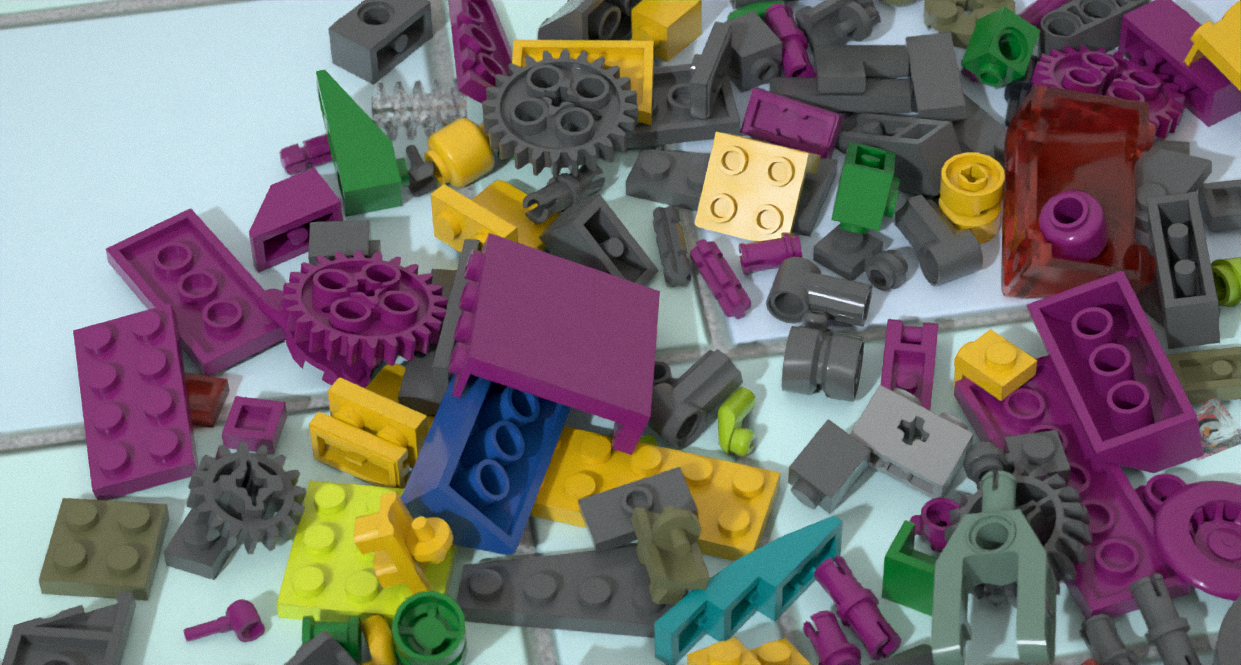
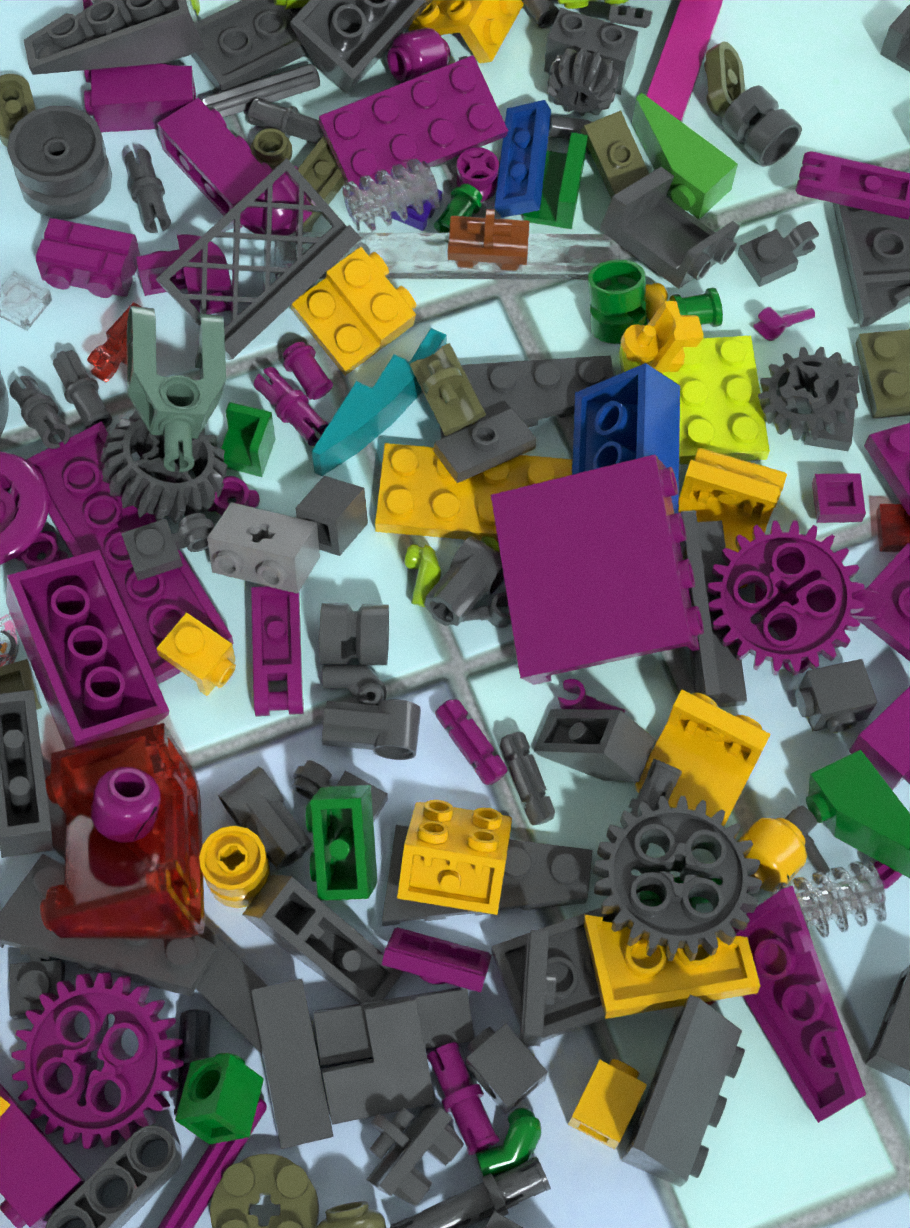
camera: 165 degrees right, 20 degrees up
(768, 253) = (427, 777): magenta pin -> none

